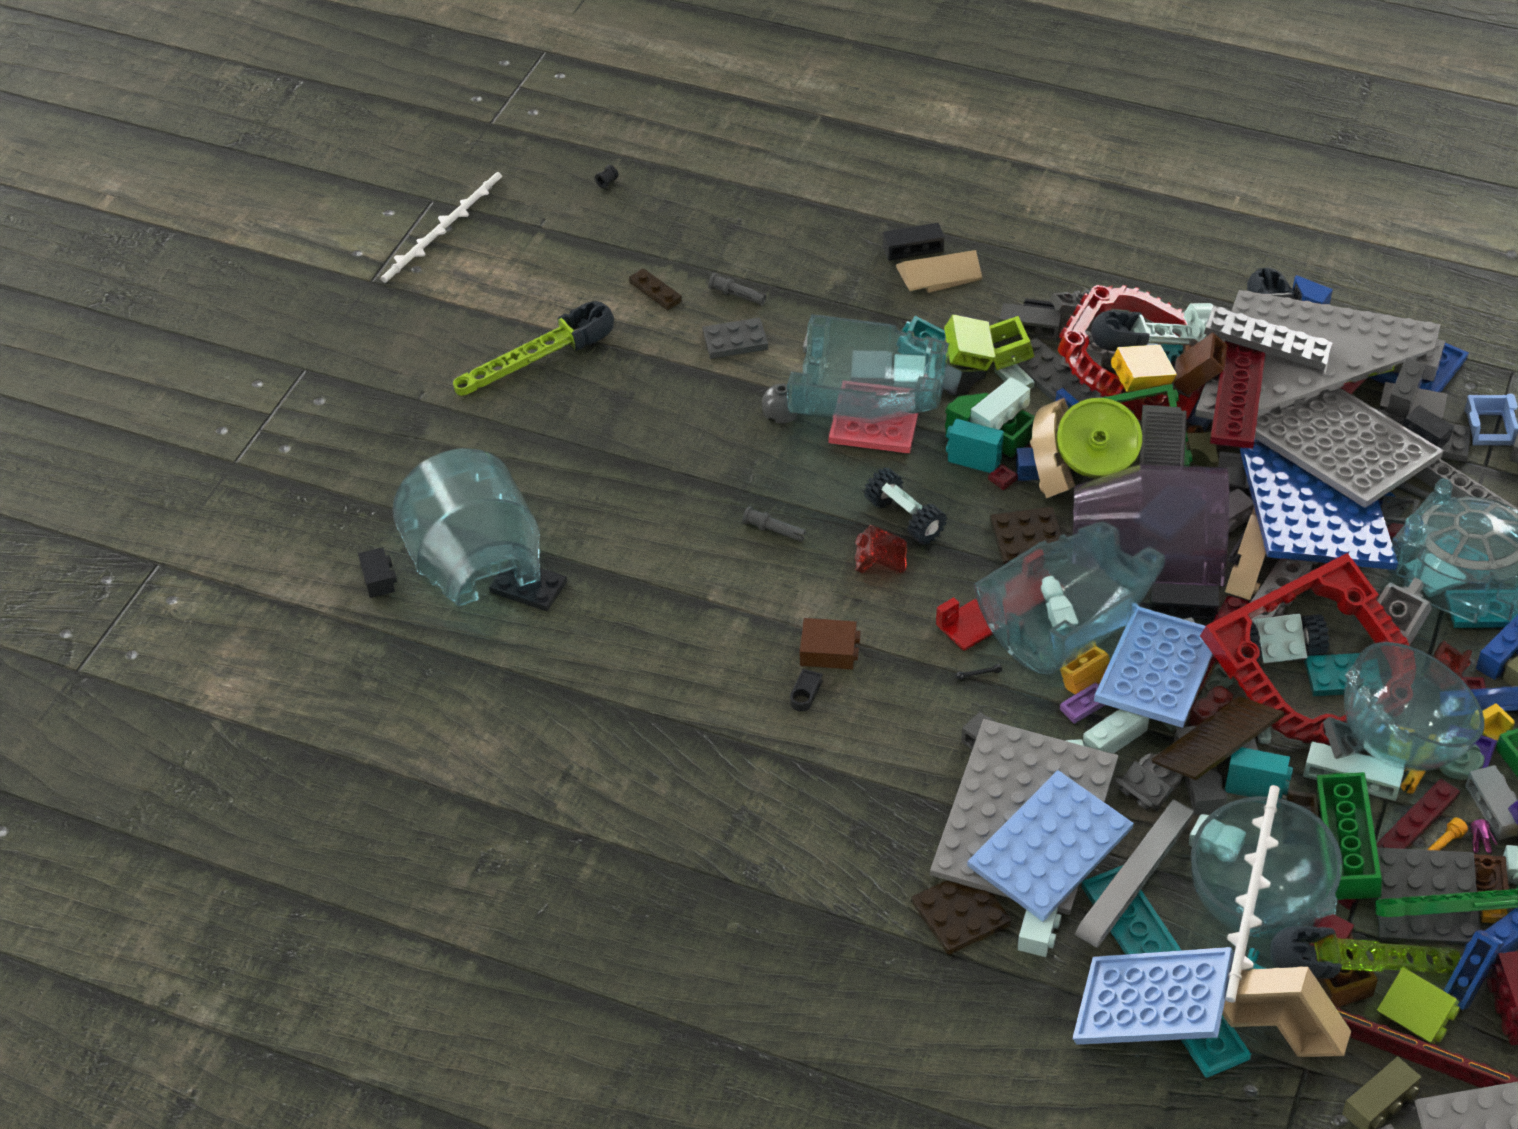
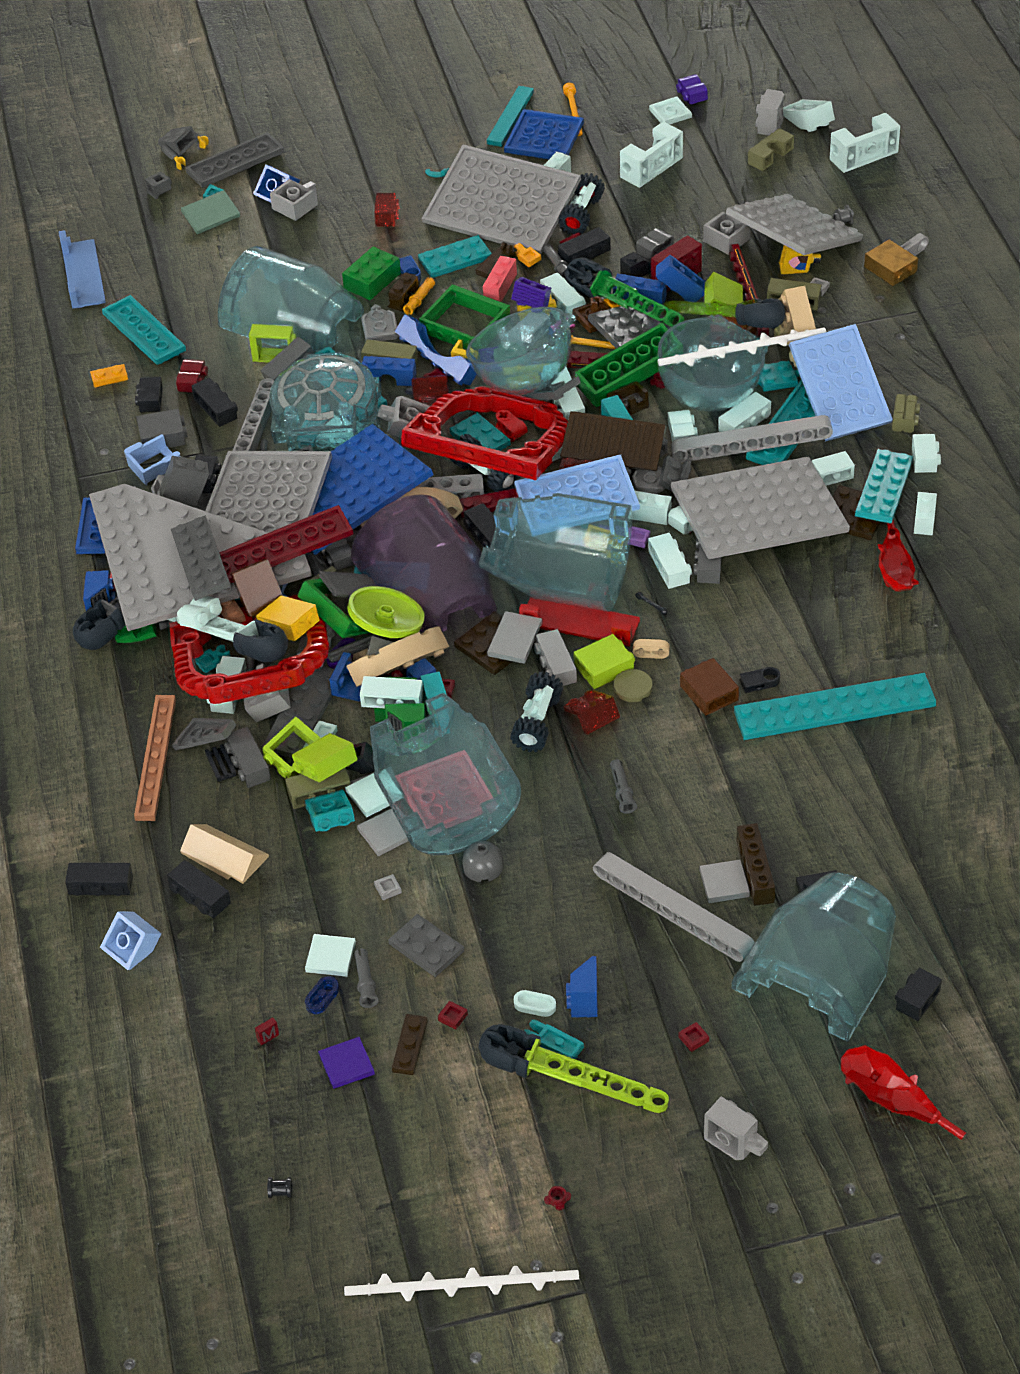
camera: 125 degrees left, 0 degrees up
(322, 505) = (890, 1086): none -> red piece
(385, 395) = (733, 1130): none -> light grey hinge
(449, 297) = (557, 1191): none -> dark red plate
(491, 431) = (693, 1036): none -> dark red plate
(574, 357) = (556, 1040): none -> teal hinge
(587, 383) = (582, 990): none -> blue slope
(603, 554) = (755, 864): none -> dark brown brick
(612, 535) = (724, 881): none -> light grey tile
(618, 485) = (674, 907): none -> light grey beam
(619, 368) = (534, 1003): none -> light aqua tile
(653, 317) = (452, 1015): none -> dark red plate
(674, 251) = (346, 1062): none -> dark purple tile
(720, 727) = (834, 706): none -> teal plate
(741, 221) = (266, 1031): none -> dark red tile
(745, 262) = (320, 996): none -> clear blue plate
(780, 285) = (330, 955): none -> light aqua tile
(849, 880) = (892, 554): none -> red piece
(884, 599) = (633, 685): none -> olive tile
(897, 959) = (925, 513): none -> light aqua brick
(900, 191) = (130, 939): none -> light blue slope
(914, 631) = (651, 648): none -> tan beam
(928, 587) = (603, 660): none -> lime brick
(963, 559) = (555, 656): none -> light grey brick
(970, 951) = (884, 486): none -> teal plate
(976, 197) = (99, 879): none -> black brick
(991, 1028) = (925, 453): none -> light aqua brick
(1008, 535) = (514, 637): none -> light grey tile
(1020, 709) = (669, 560): none -> light aqua brick
(1050, 845) = (776, 476): light blue plate -> none
(1058, 605) = (565, 575): light aqua piece -> none
(1064, 265) = (155, 758): none -> nougat plate
(1073, 1057) = (905, 413): none -> olive brick
(1192, 917) = (746, 414): none -> light aqua brick
(1329, 698) = (510, 425): none -> red piece

